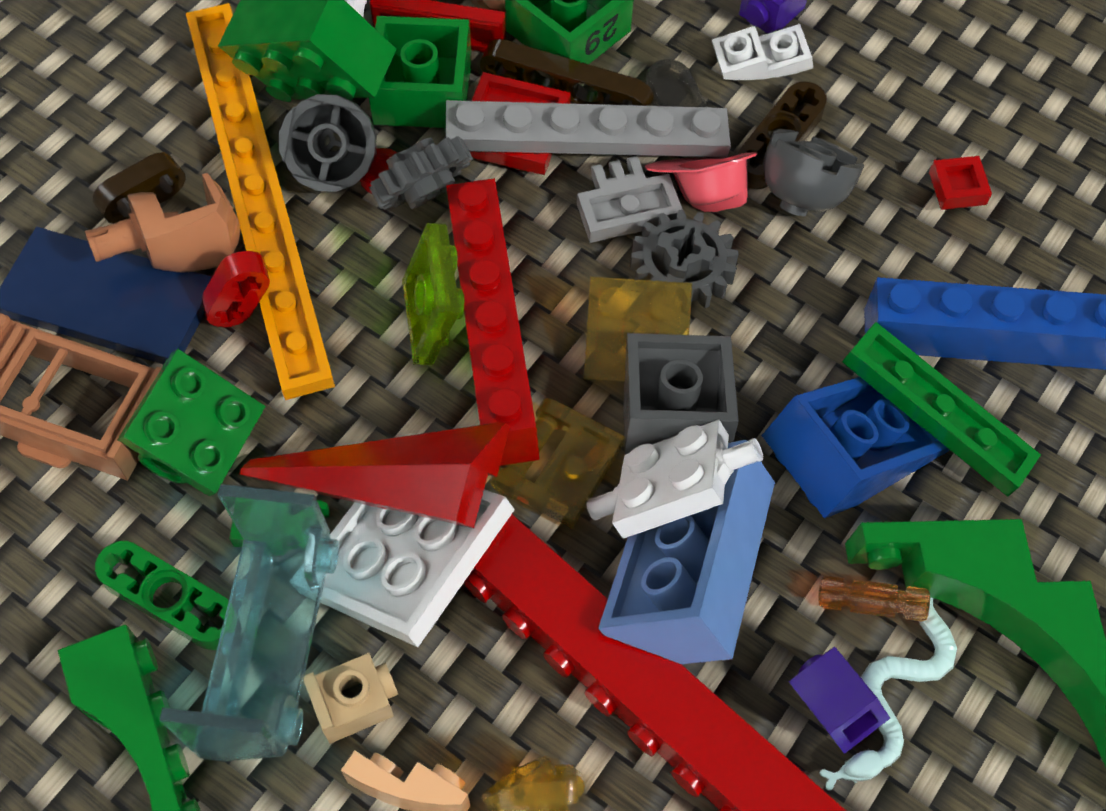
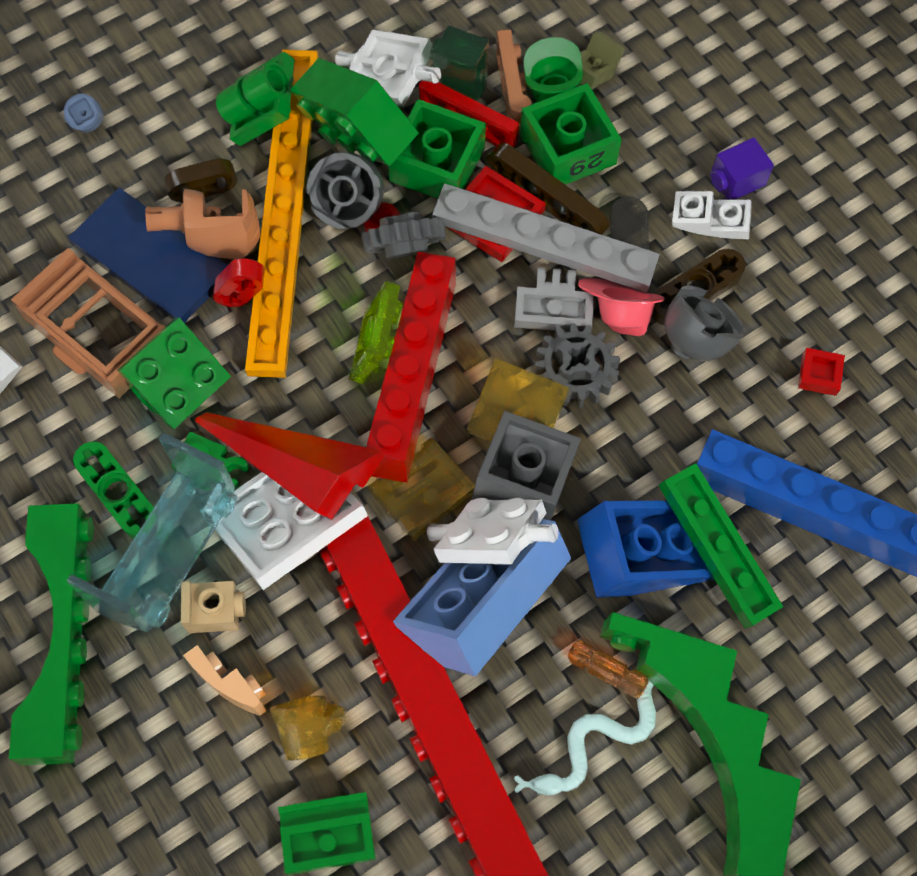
camera: 20 degrees right, 5 degrees up
(179, 74) = (258, 99): none -> green plate
(839, 698) = (546, 732): dark purple brick -> none

